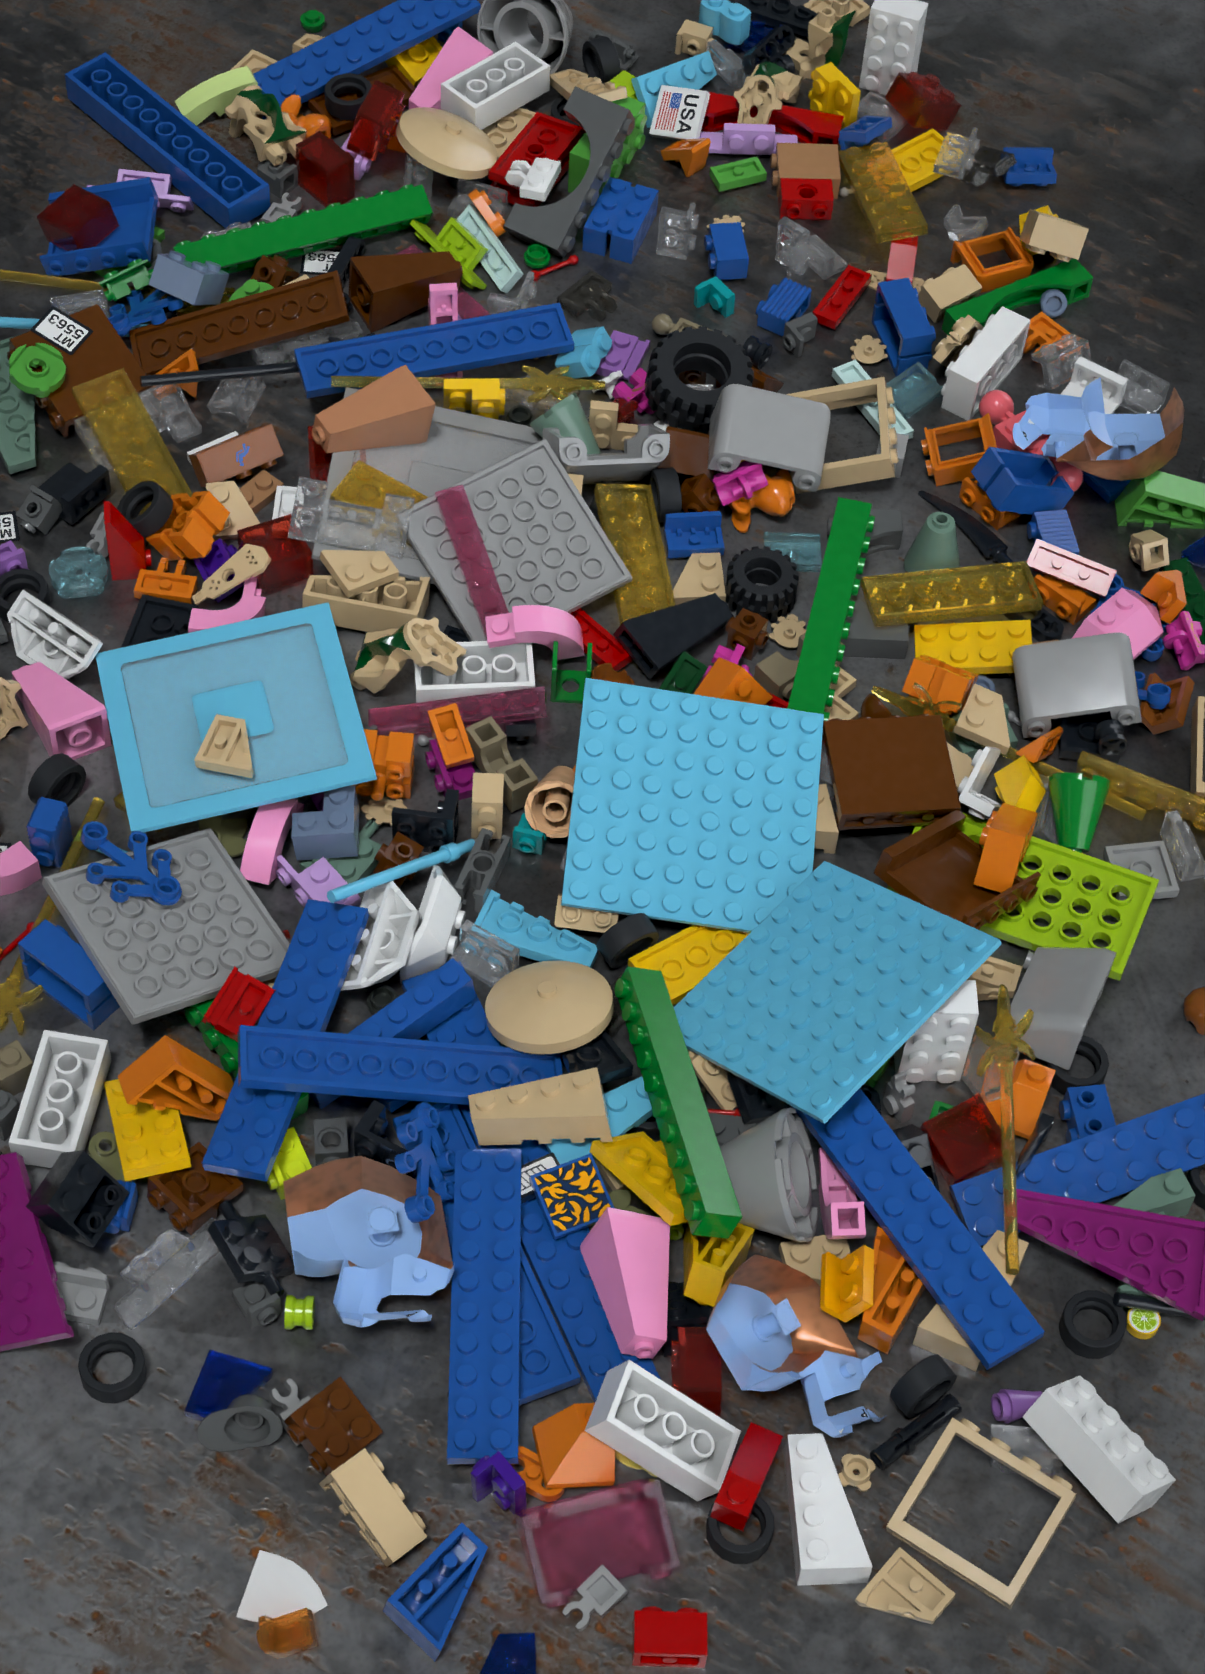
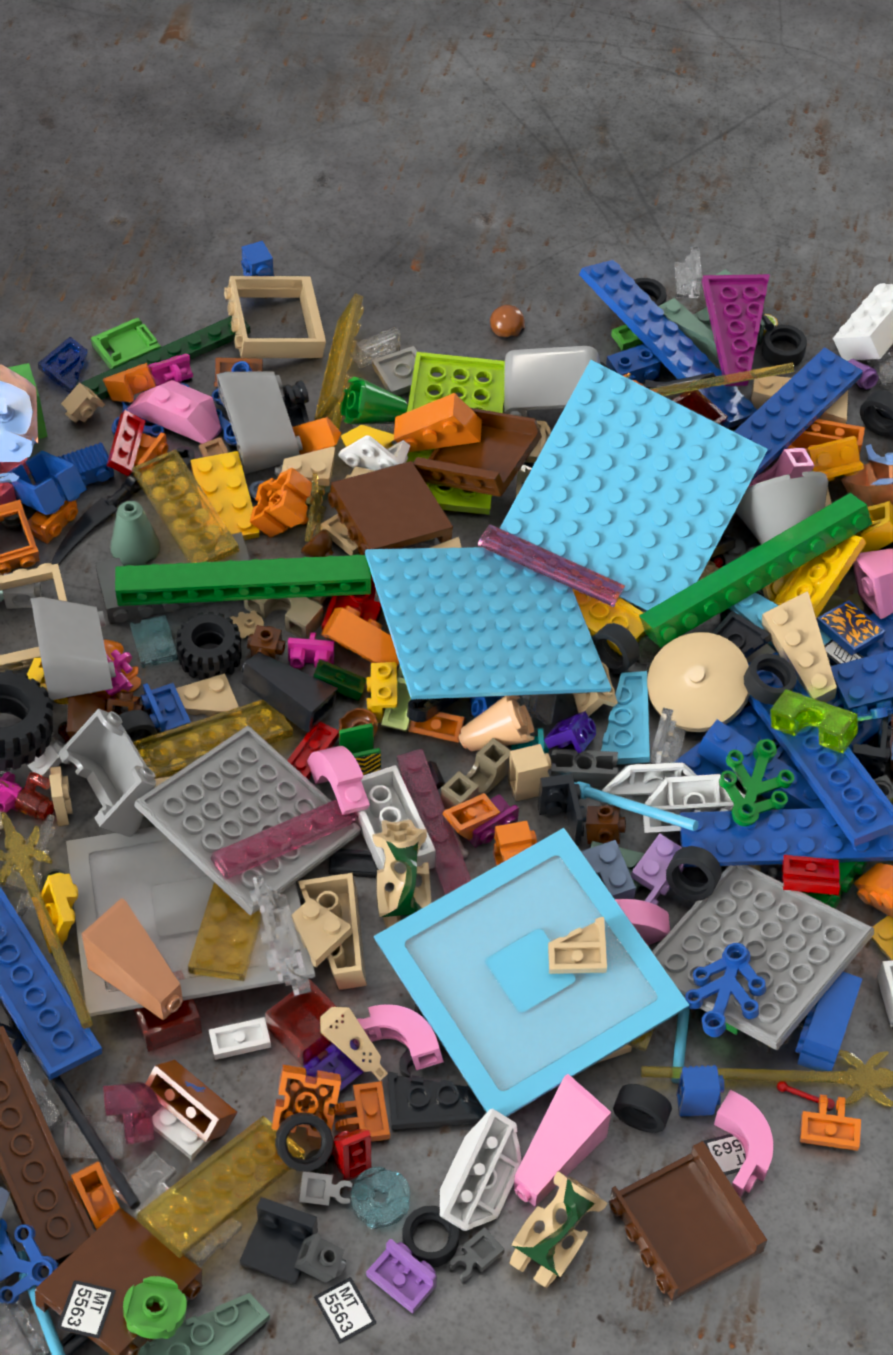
camera: 105 degrees left, 0 degrees up
(232, 499) = (259, 1084): tan wing -> none
(245, 413) = (136, 1104): none -> clear pink brick
(260, 490) = (226, 1078): medium nougat plate -> none
(289, 899) = (700, 858): none -> black tyre
(364, 975) = (754, 785): none -> green plant
(406, 1079) = (796, 711): none -> clear neon green arch
(506, 1028) = (775, 665): none -> black tyre
(524, 864) = (574, 729): none -> dark purple bracket
(570, 420) = (71, 827): sand green cone -> none
(758, 901) = (551, 565): none -> clear pink plate

